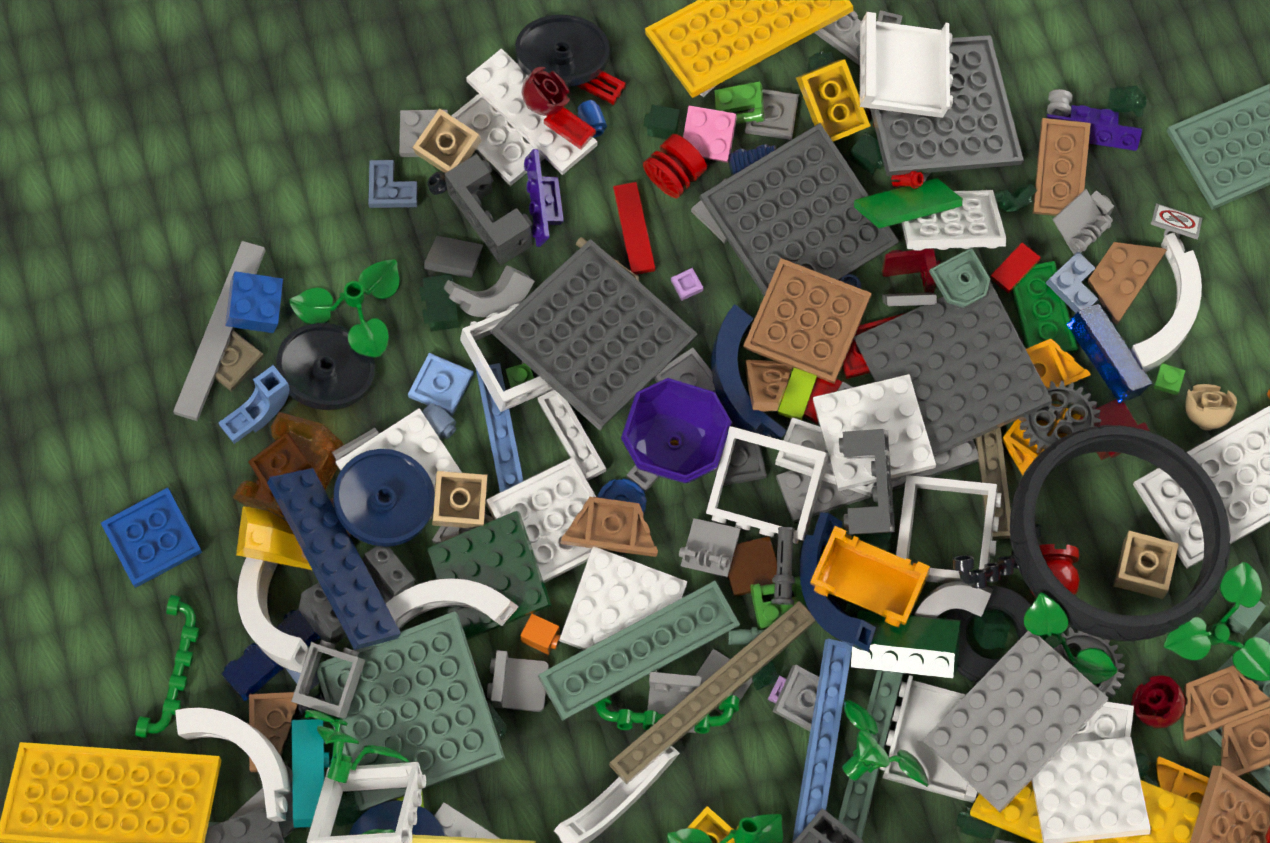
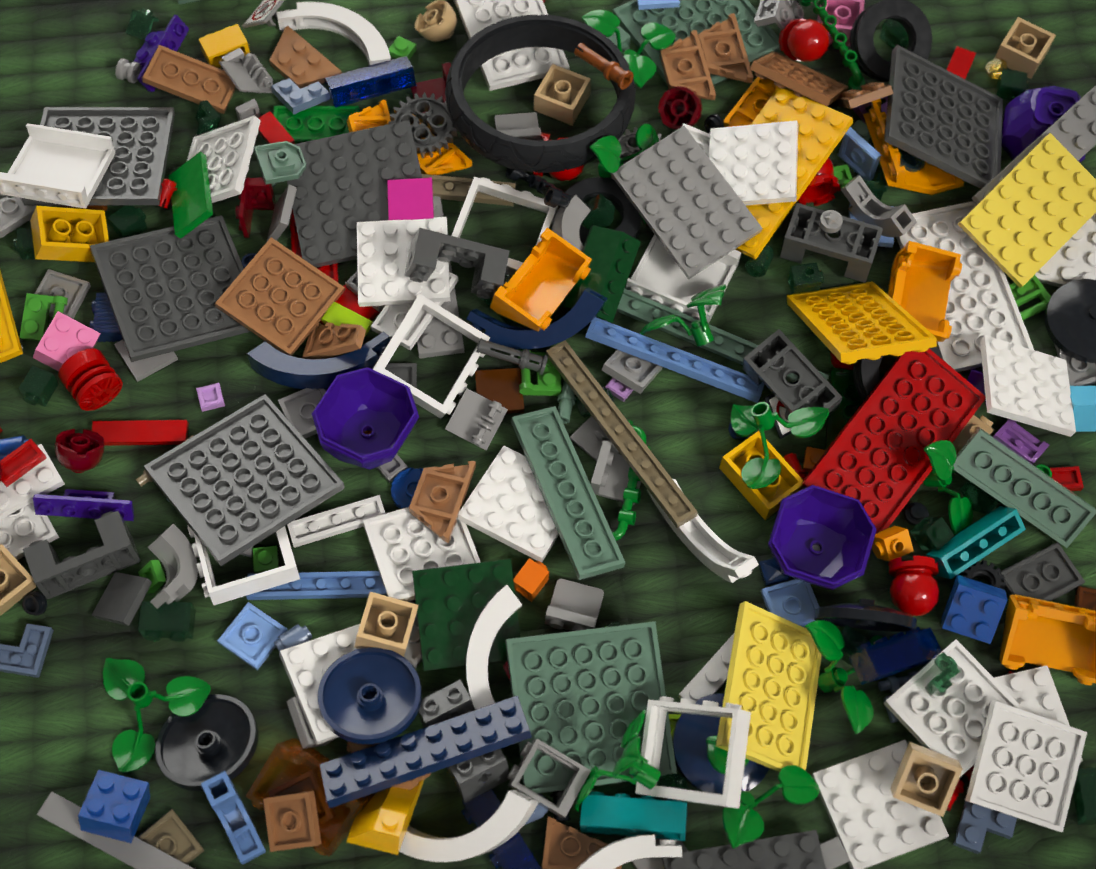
camera: 85 degrees left, 5 degrees down
(259, 457) = (292, 821): none -> medium nougat plate
(483, 278) = (153, 572): none -> bright green plate
(598, 176) = (79, 450): none -> dark red cylinder
(949, 423) = (410, 199): none -> dark pink tile
(1037, 236) = (247, 110): none -> light grey tile
(1086, 524) = (519, 125): none -> light grey bracket
(1120, 189) = (221, 43): none -> yellow brick
(1153, 598) = (610, 70): none -> dark orange pin
(1153, 747) = (713, 121): none -> black plate

